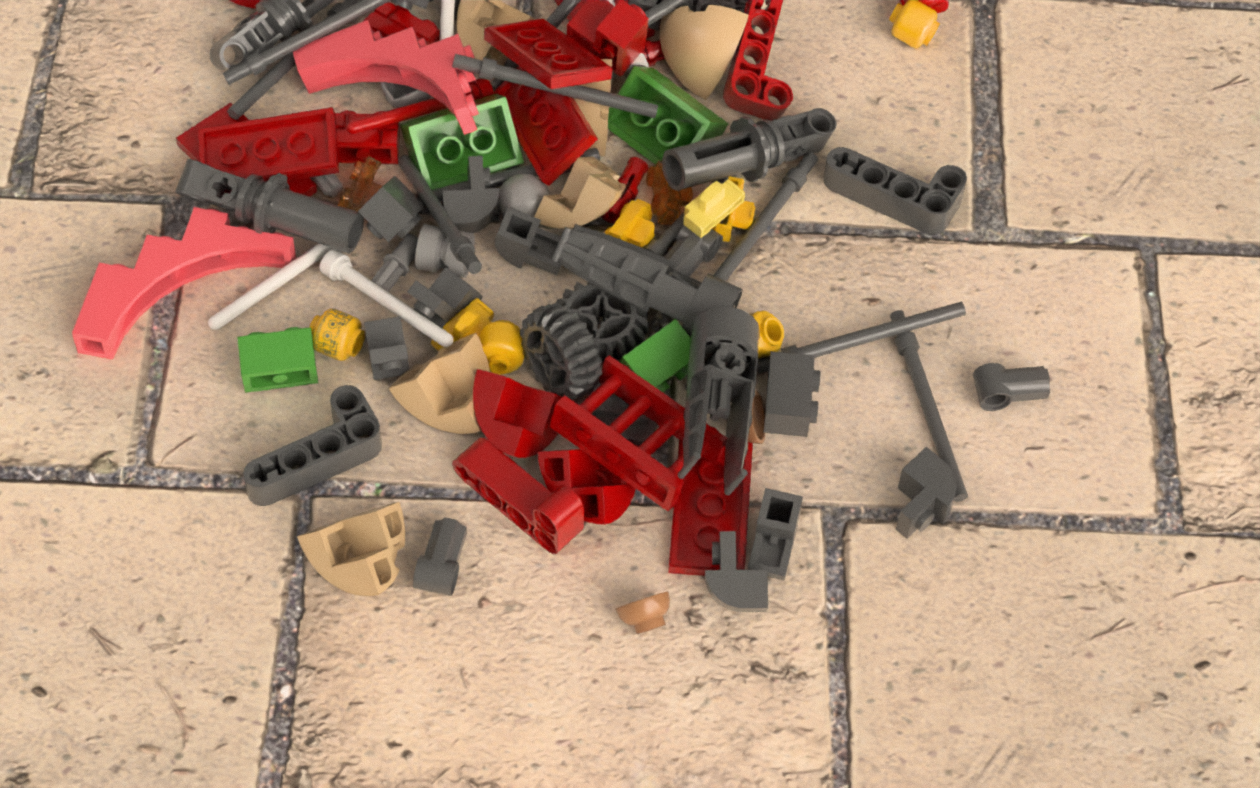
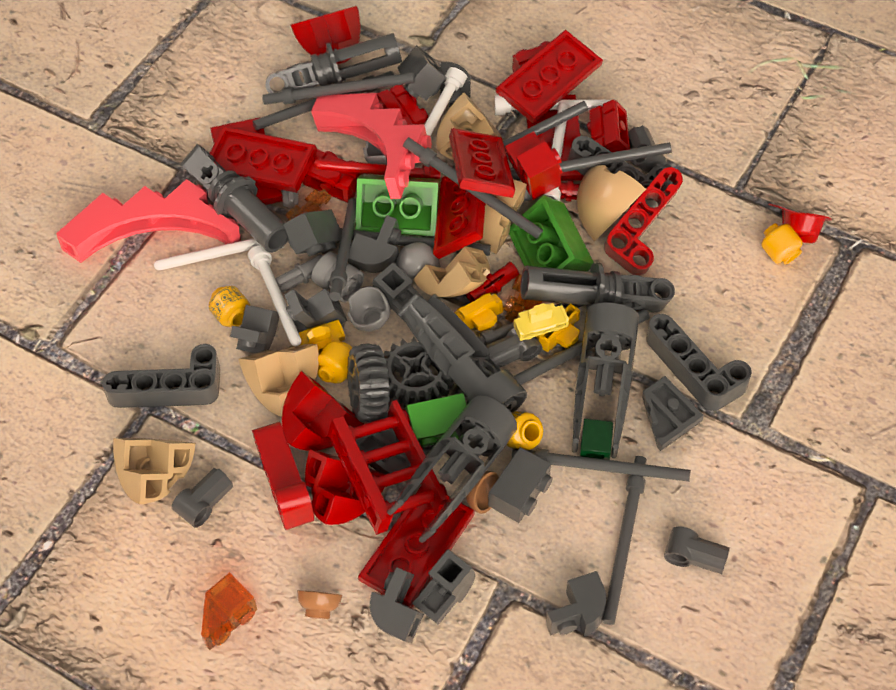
camera: 30 degrees right, 0 degrees up
(277, 359) = (178, 307): bright green brick -> none
(504, 272) = (368, 309): none -> light grey hair
(544, 663) = (225, 608): none -> clear orange slope
(798, 187) = (612, 329): none -> dark grey piece
(840, 312) = (596, 439): none -> dark green panel
(898, 252) = (669, 412): none -> dark grey wing

